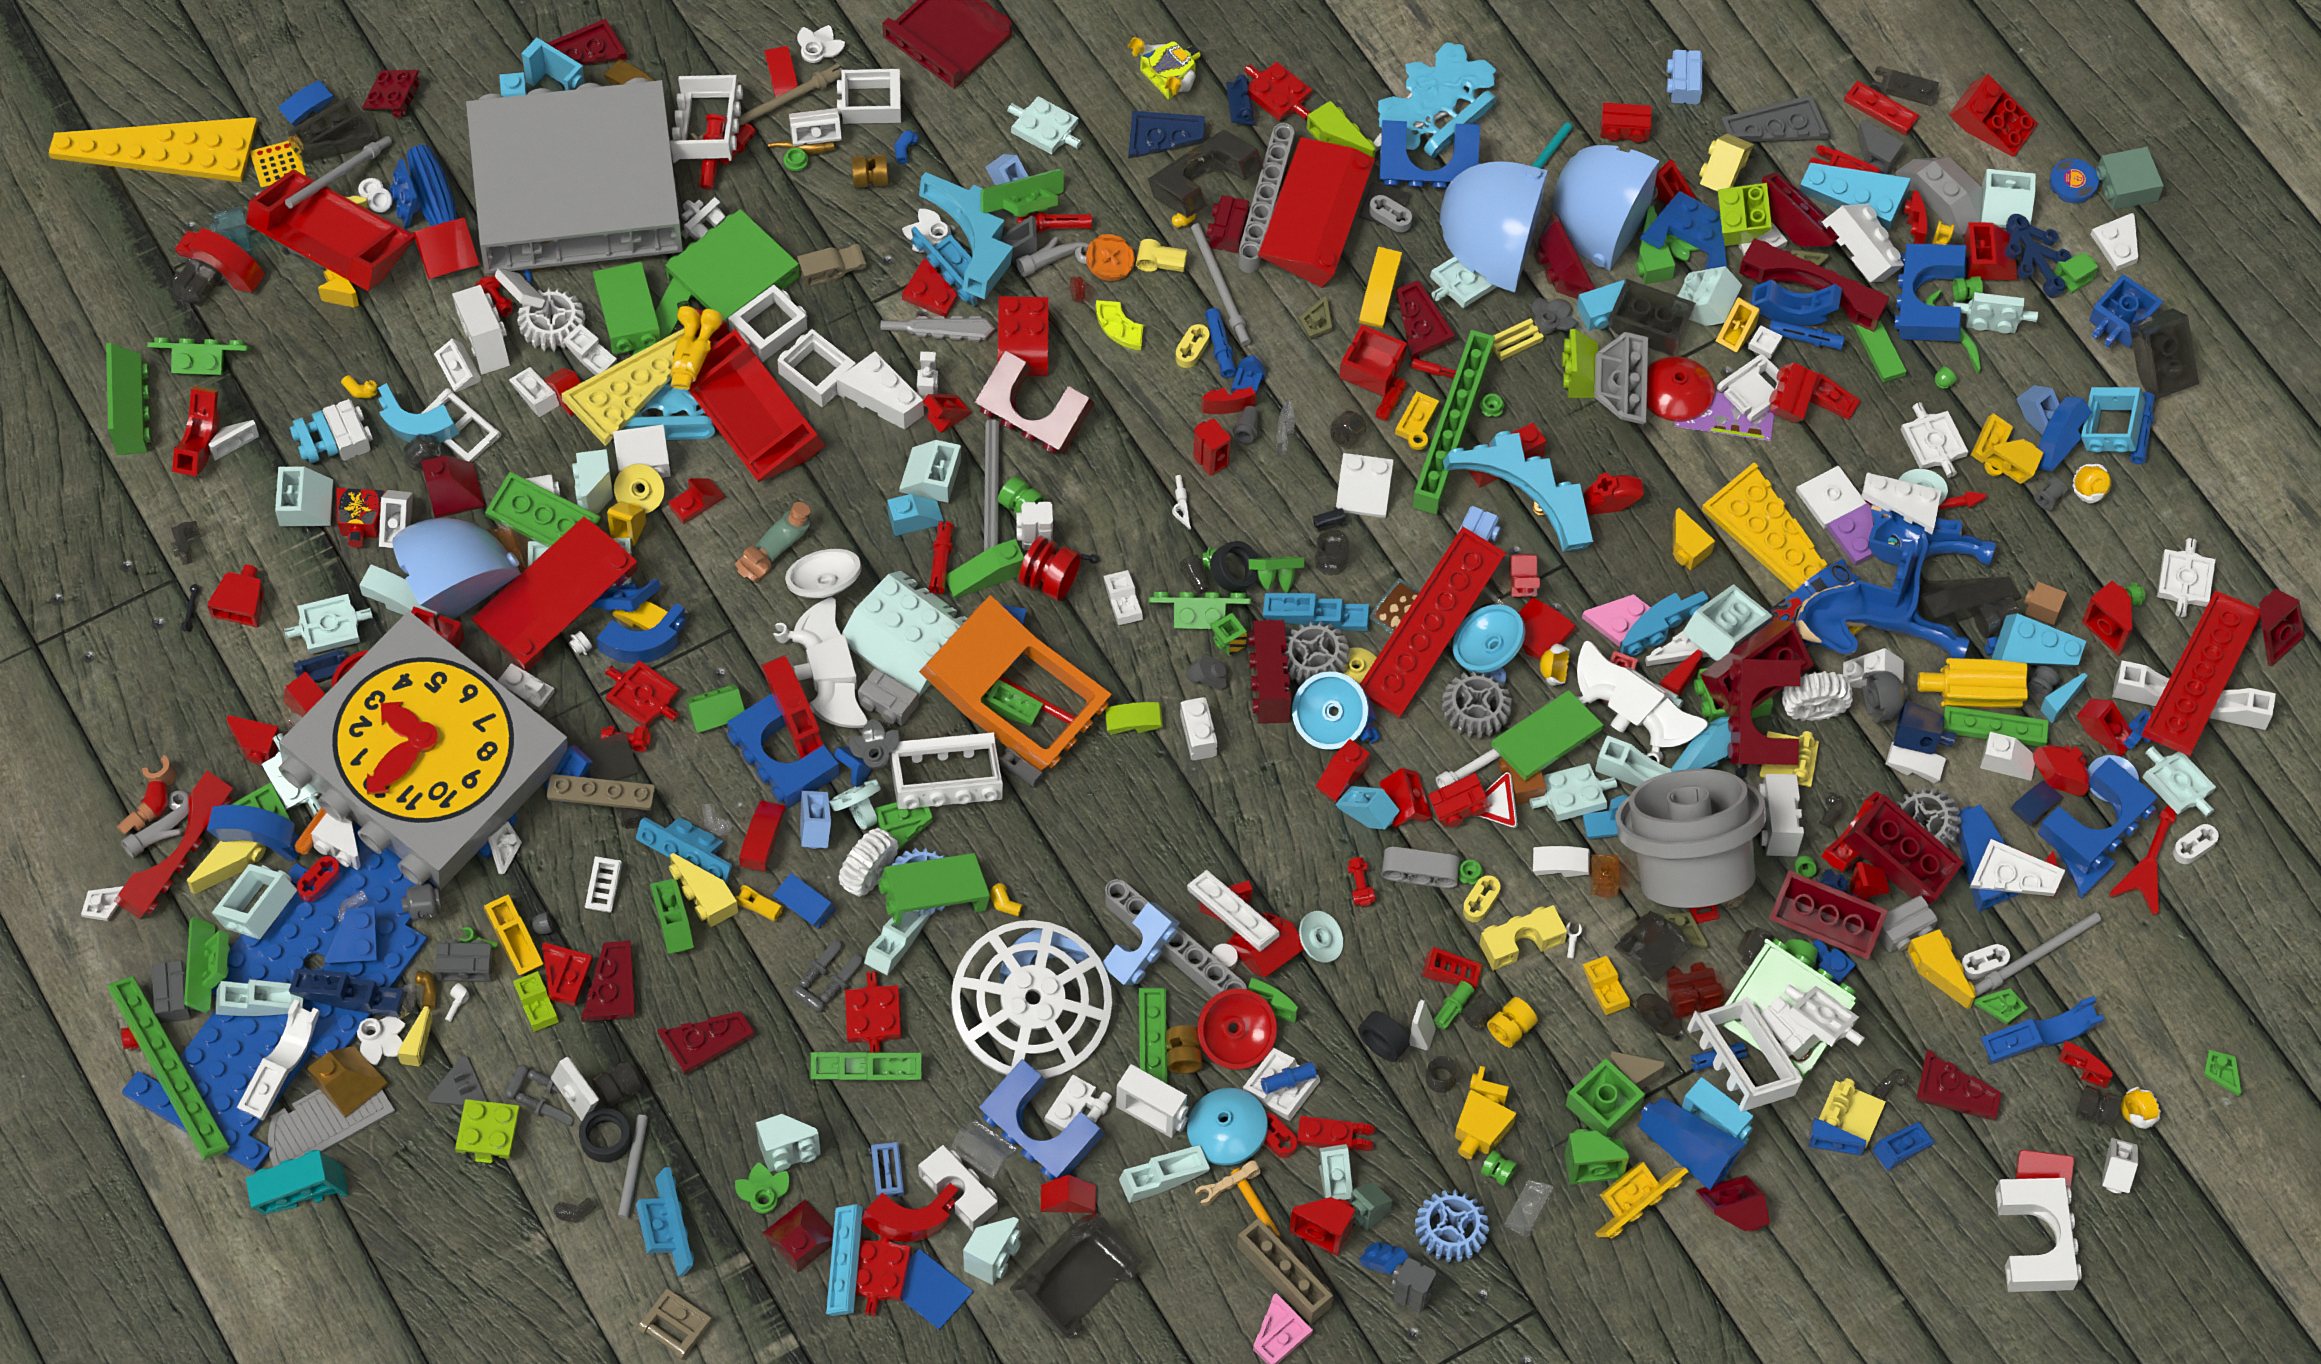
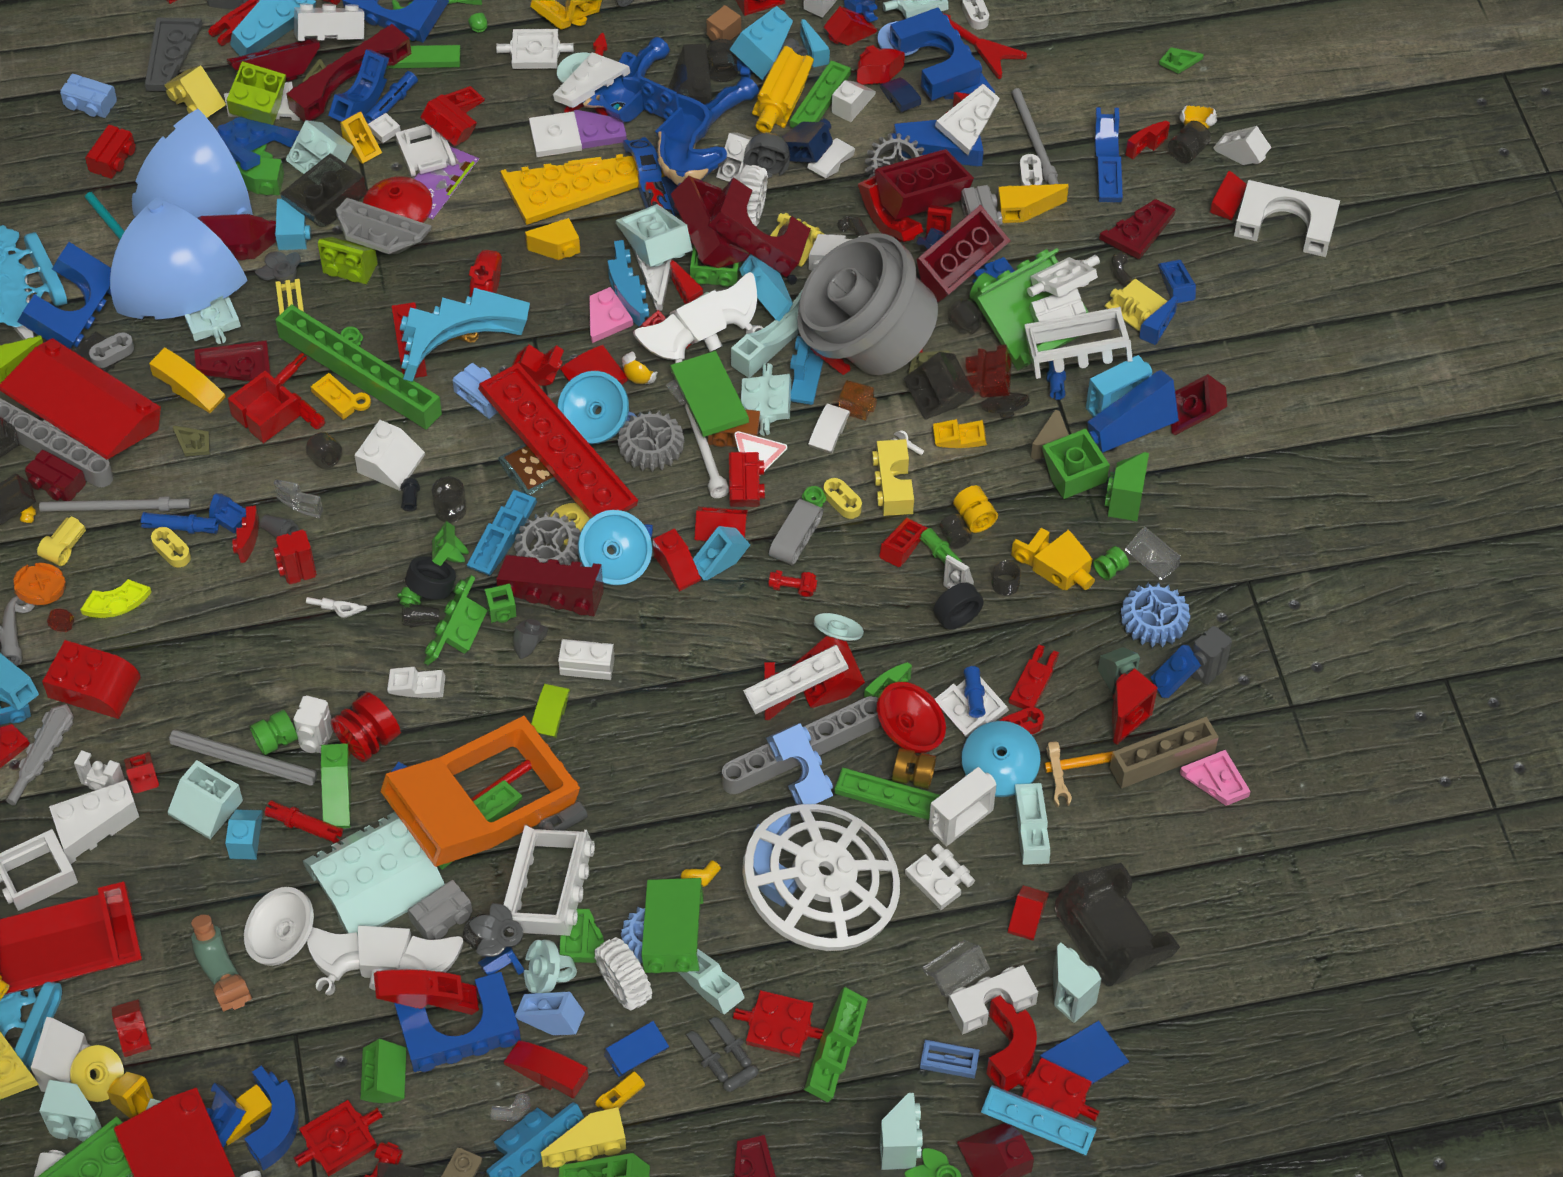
camera: 70 degrees left, 5 degrees down
(1006, 1109) = (927, 933): arch -> none
(1055, 430) = (154, 718): arch -> none
(1226, 955) = (825, 708): white tile -> none
(1336, 1172) = (1077, 686): light aqua slope -> none
(1633, 1193) = (1169, 473): yellow bracket -> none
(2002, 1005) = (1075, 174): bright green piece -> none

